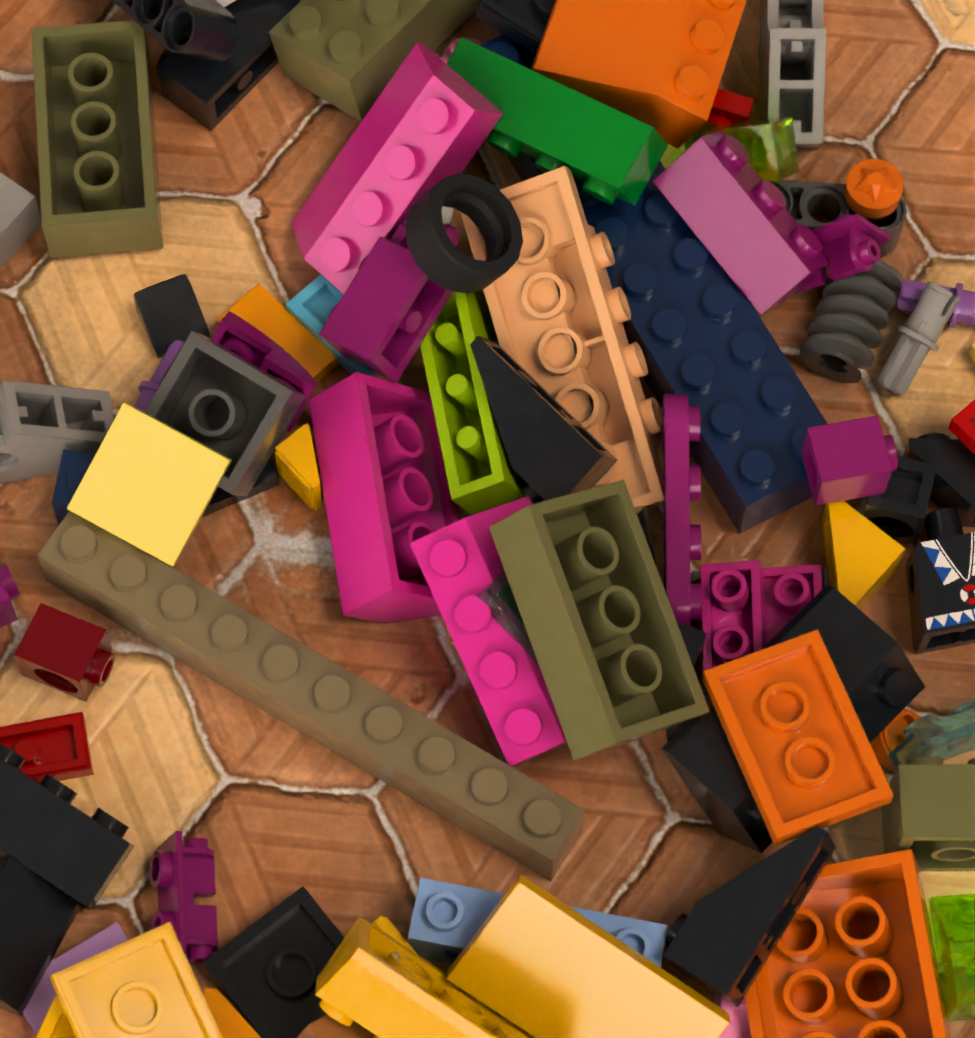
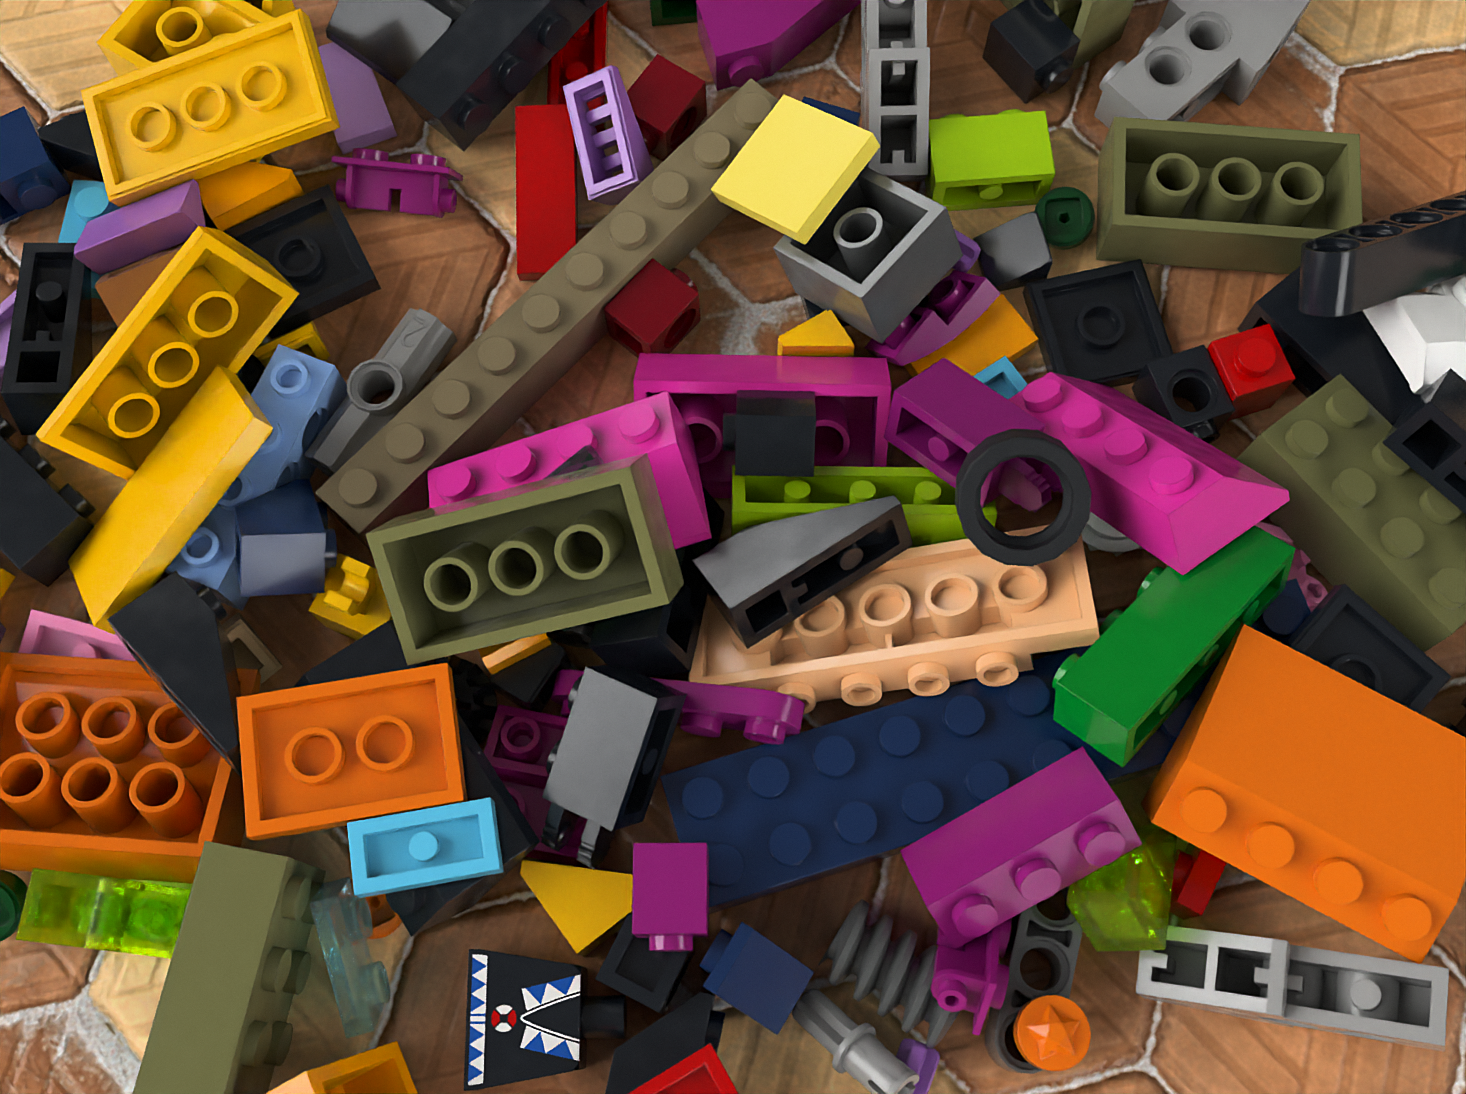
camera: 105 degrees right, 5 degrees up
(77, 339) = (989, 160): none -> lime brick
(126, 273) = (1066, 217): none -> dark green tile
(159, 674) = (625, 133): none -> medium lavender slope
(173, 747) = (544, 188): none -> red tile
(233, 239) = (1098, 323): none -> black tile
(270, 114) = (1251, 369): none -> red brick
(276, 152) = (1188, 376): none -> black brick
(296, 608) = (654, 310): none -> dark red brick
(392, 833) = (400, 365): none -> light grey piece
(419, 462) = (772, 433): none -> black brick
(613, 868) = (283, 542): none -> dark blue slope
(640, 809) = (351, 599): none -> yellow brick
(741, 539) = (608, 757): none -> hinge
(863, 655) = (424, 847): none -> medium azure plate
(895, 403) = (755, 976): none -> dark blue slope

